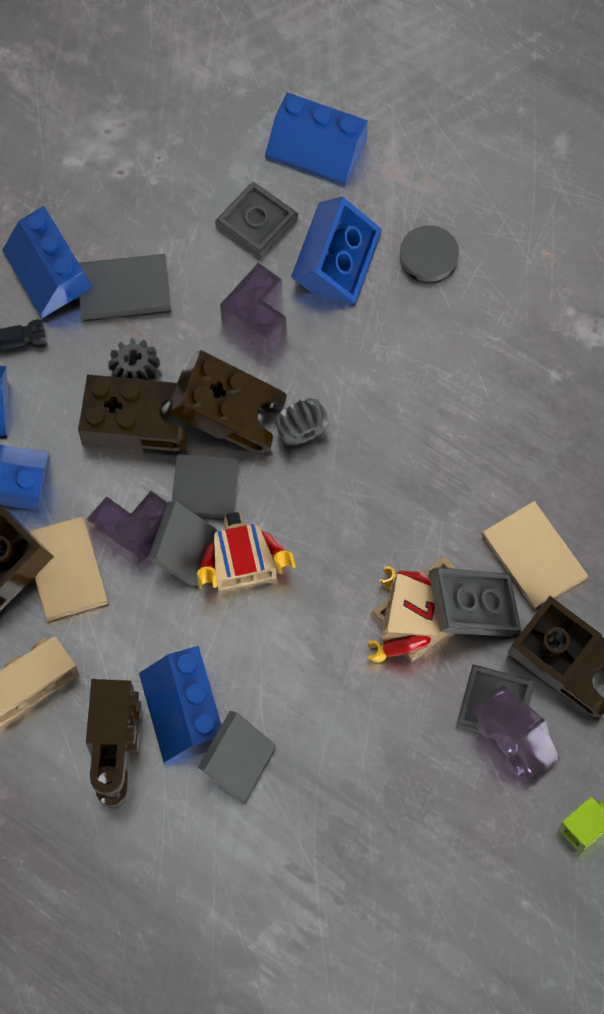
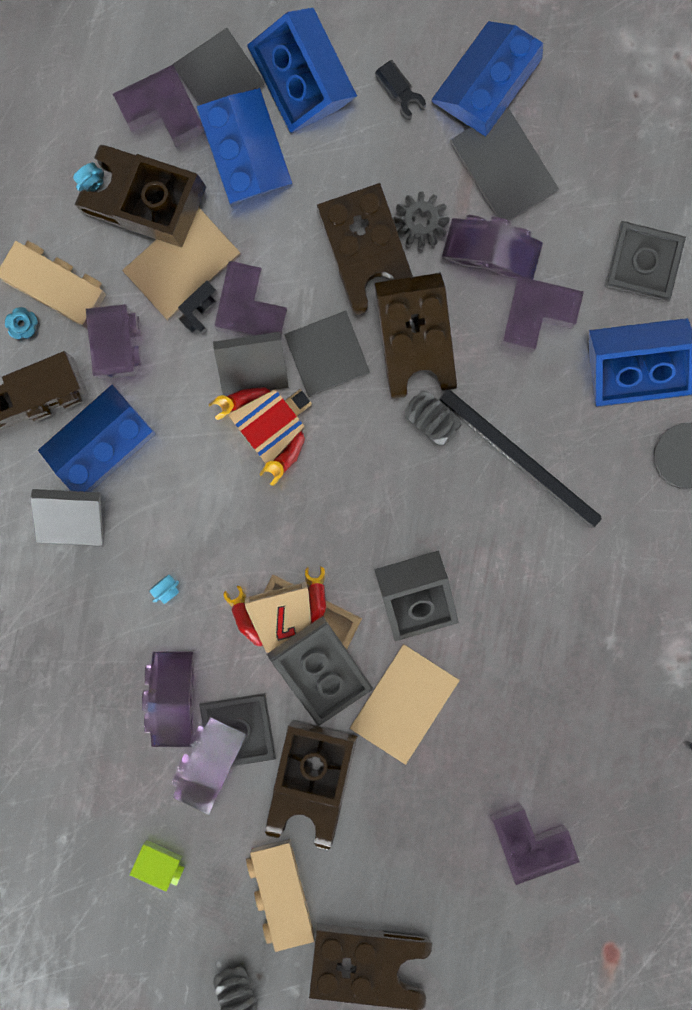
camera: 60 degrees right, 20 degrees up
(51, 730) = (29, 327): none -> medium azure plate
(102, 642) = (113, 341): none -> clear purple brick
(112, 576) = (199, 301): none -> black bracket
(183, 316) = (492, 246): none -> clear purple brick
(341, 707) = (164, 589): none -> medium azure plate
(377, 370) = (520, 459): none -> black tile
(442, 739) = (169, 699): none -> clear purple brick
(445, 501) = (417, 595): none -> dark grey slope

